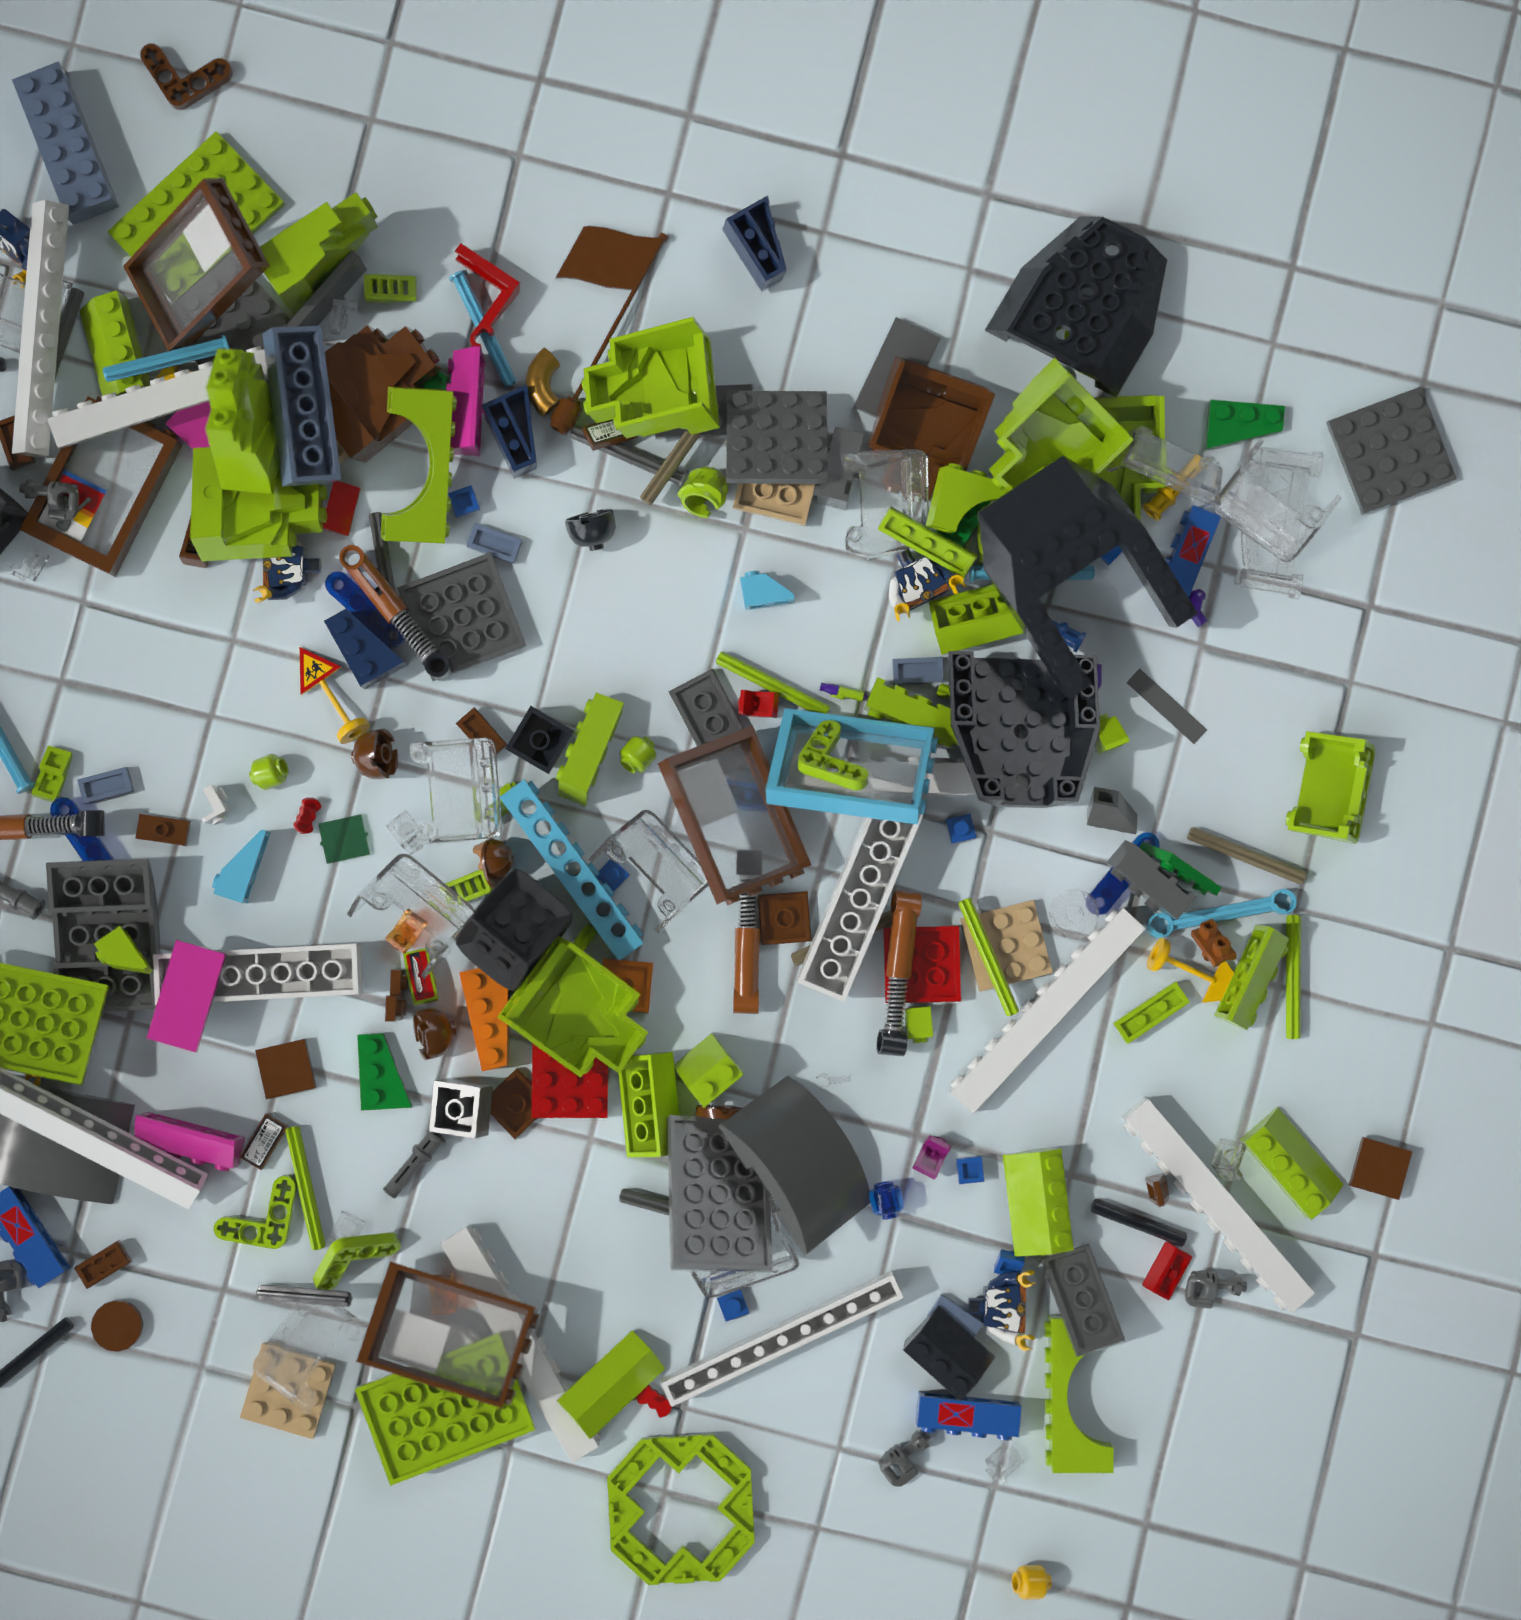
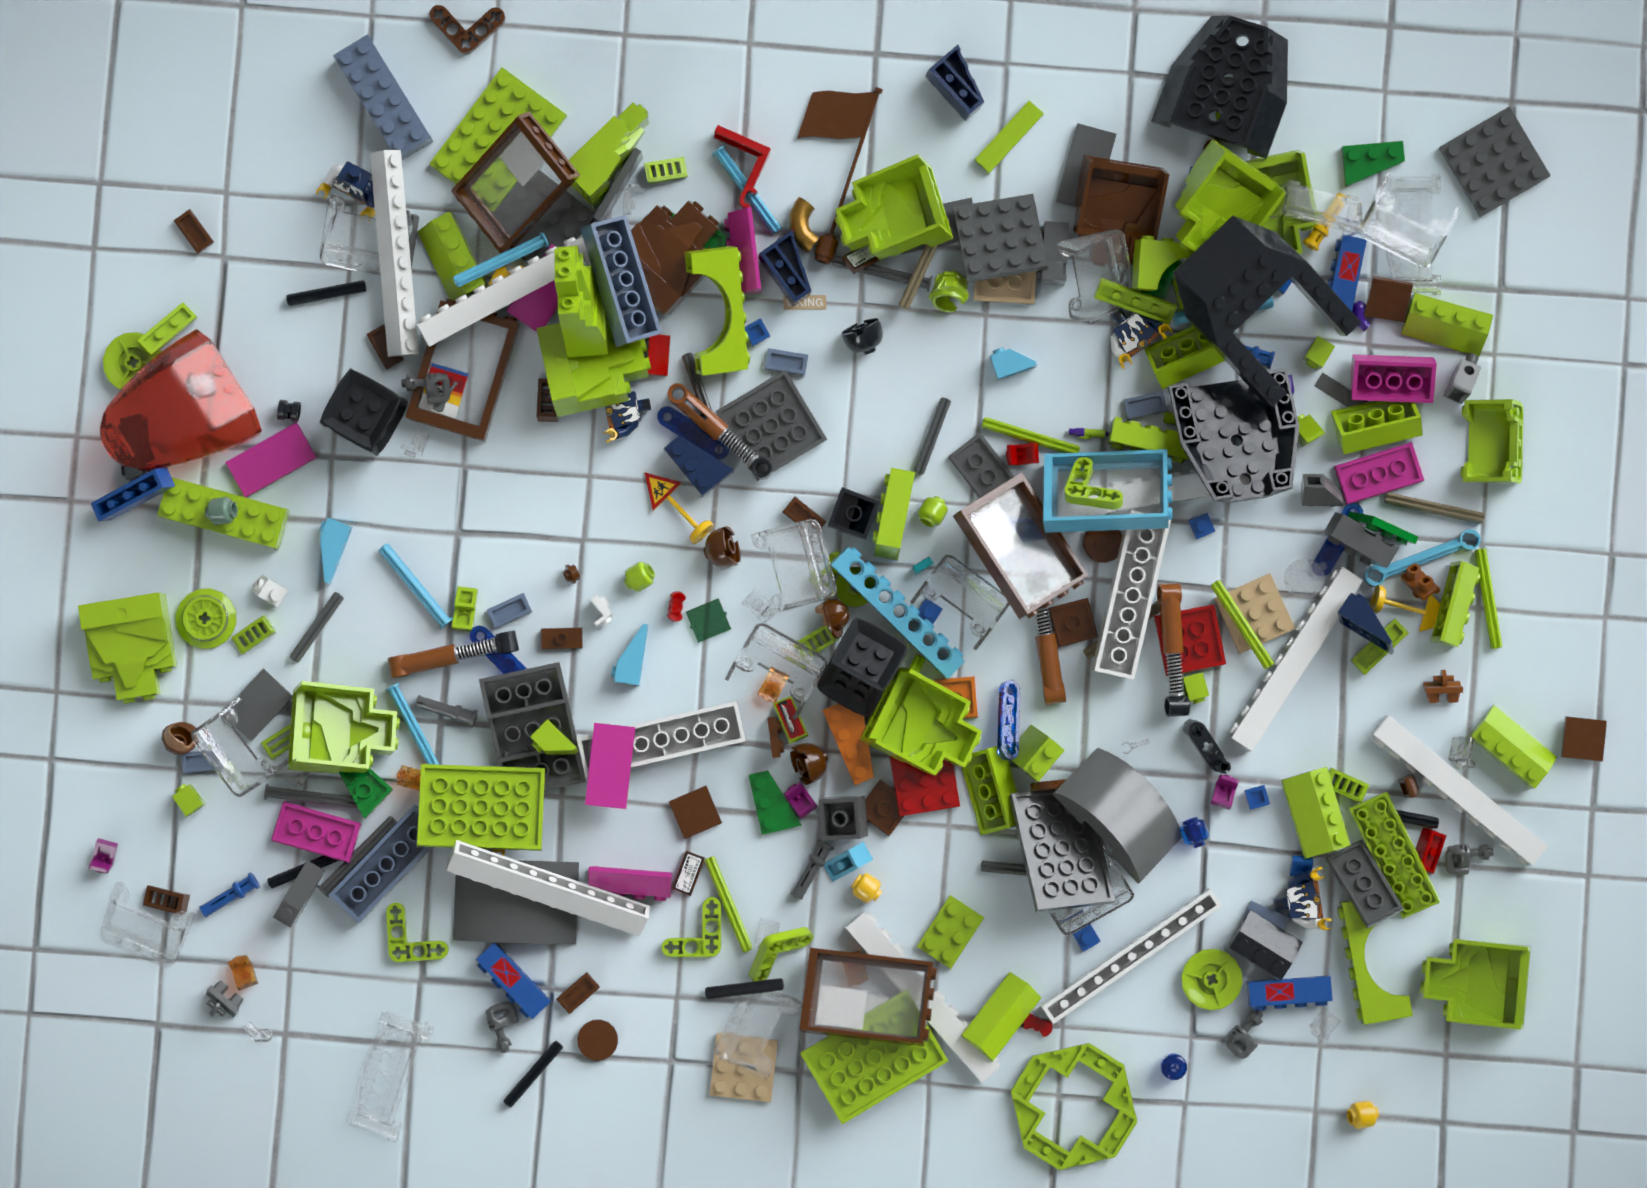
camera: 10 degrees left, 0 degrees up
(187, 754) = (571, 573): none -> reddish brown plate
(414, 1076) = (800, 799): none -> magenta bracket
(459, 1161) = (848, 861): none -> medium azure slope
(475, 1198) = (866, 888): none -> yellow head
(516, 836) = (847, 595): none -> lime dish
(537, 477) = (810, 302): none -> tan sticker
(569, 1268) = (950, 931): none -> lime plate
(614, 817) = (922, 565): none -> teal tile
(654, 663) = (932, 436): none -> dark grey axle
(684, 1024) = (1008, 720): none -> clear blue plate
(810, 319) = (1009, 137): none -> lime tile
(810, 1474) = (1176, 1059): none -> clear blue head
(836, 831) = (1102, 545): none -> reddish brown tile
(877, 1402) = (1226, 973): none -> lime piece
(914, 1085) = (1199, 738): none -> black beam
(1100, 1185) = (1364, 786): none -> lime slope
(1126, 1269) = (1395, 853): none -> lime plate
(1134, 975) = (1360, 618): none -> dark blue slope
(1138, 644) = (1318, 353): none -> lime brick
(1186, 802) = (1379, 473): none -> dark pink tile
(1195, 740) = (1376, 424): none -> lime slope
(1203, 1447) = (1480, 982): none -> lime panel
(1220, 1073) = (1443, 684): none -> dark orange hips
(1223, 690) = (1393, 378): none -> dark pink slope
(1234, 593) = (1388, 299): none -> reddish brown tile
(1300, 636) = (1446, 324): none -> lime slope
(1308, 706) = (1463, 379): none -> dark grey torso

